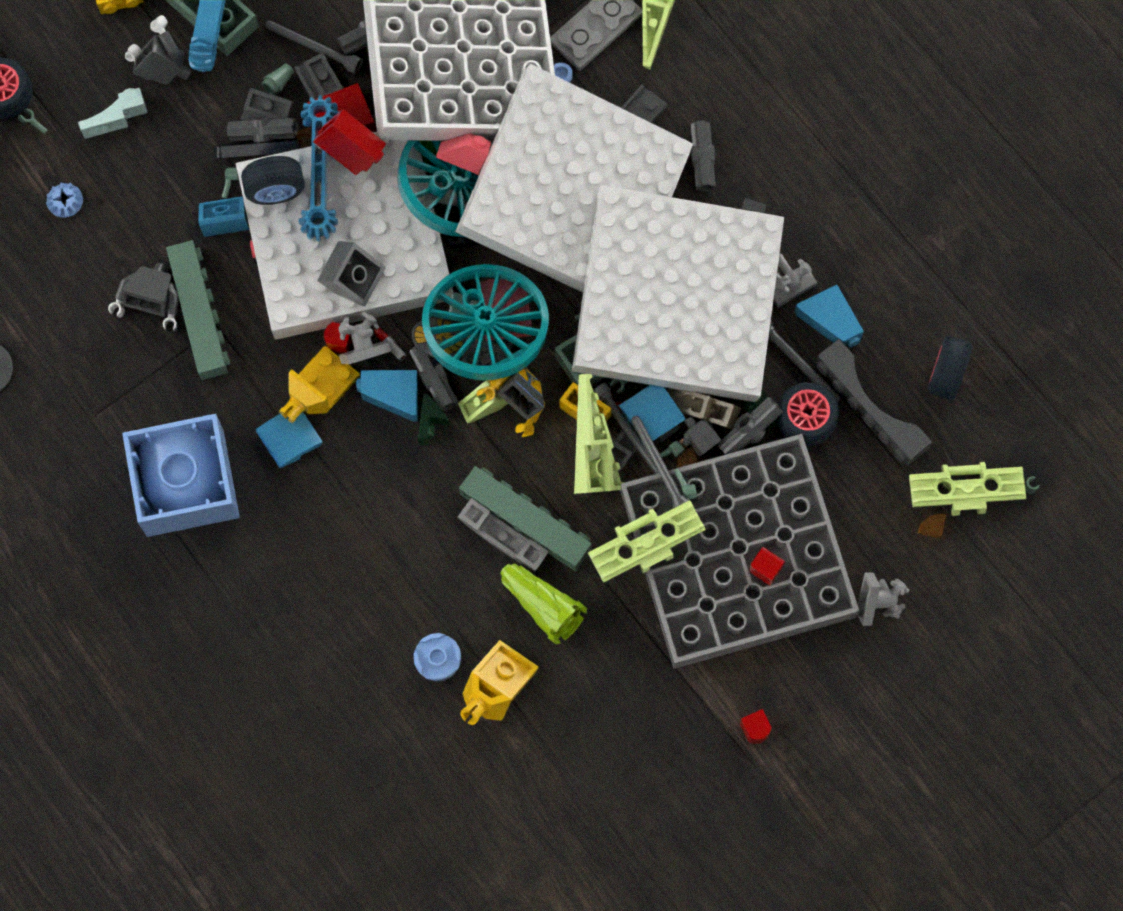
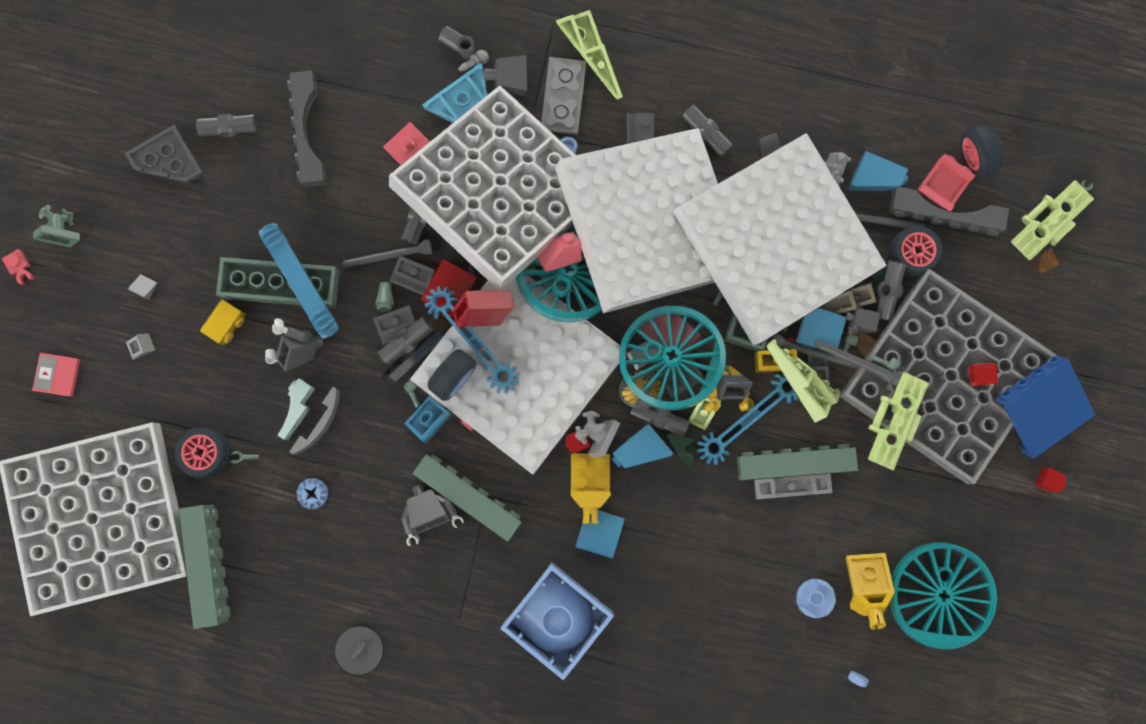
camera: 45 degrees left, 10 degrees up
(124, 147) = (331, 402): none -> light grey slope
(351, 272) = (555, 394): dark grey slope -> none
(395, 349) = (611, 416): light grey piece -> none
(411, 760) = (858, 679): none -> light blue tile
(506, 442) = (745, 421): none -> dark azure arm
(518, 785) = (940, 640): none -> teal piece
(551, 609) = (862, 510): lime cone -> none
(807, 648) = (1046, 405): none -> blue panel
(878, 595) = (1057, 336): light grey piece -> none
(891, 376) = (945, 183): none -> coral panel

